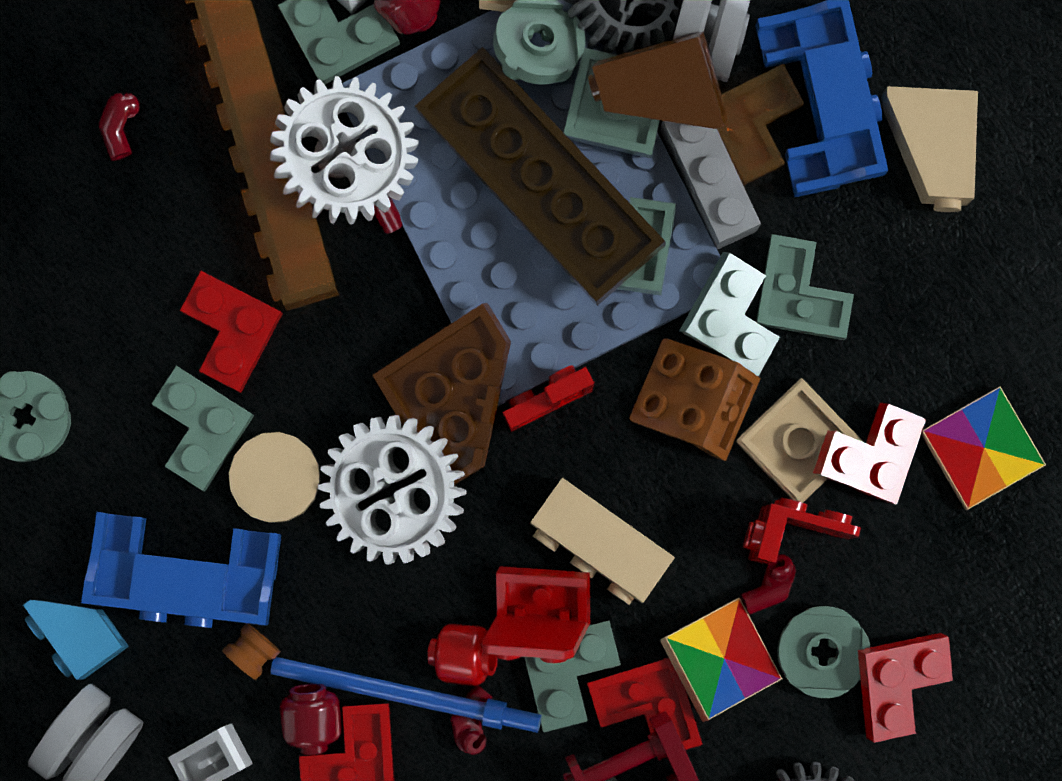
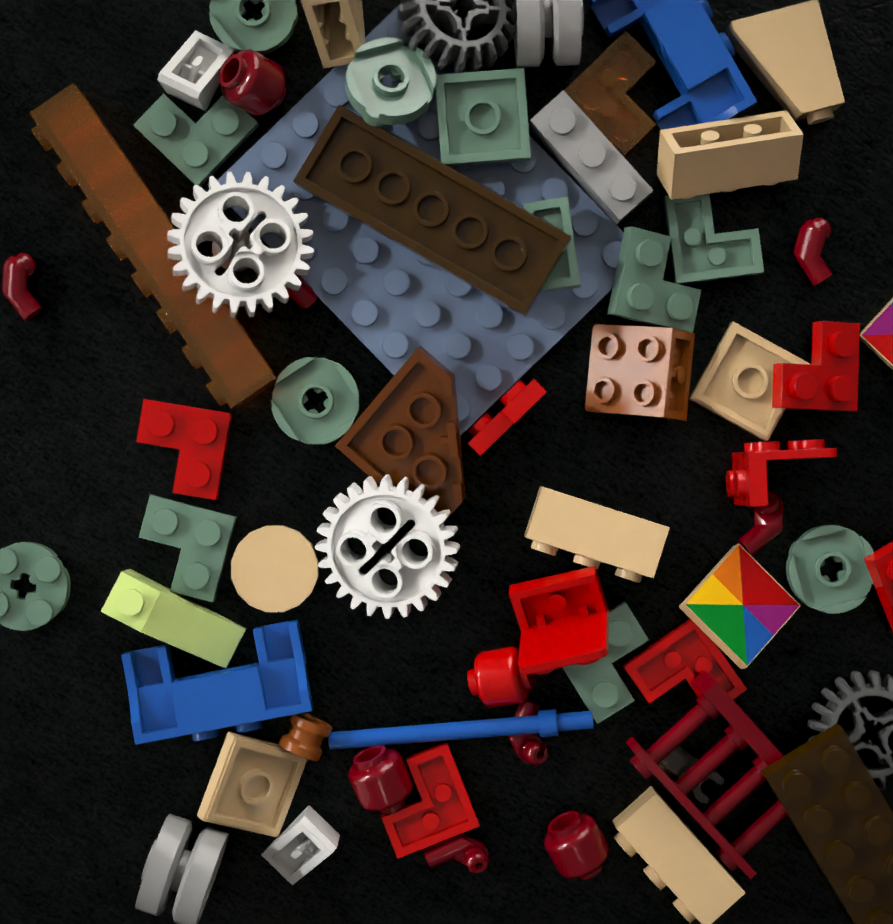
camera: 20 degrees left, 5 degrees up
(79, 634) = (140, 771): dark azure slope -> none
(159, 494) = (172, 618): none -> yellowish green slope
(182, 682) = (251, 785): none -> tan tile
(345, 313) = (290, 396): none -> sand green plate
(662, 83) = (521, 86): reddish brown slope -> none
(845, 213) = (729, 154): none -> tan brick
(898, 330) = (809, 249): none -> dark red arm

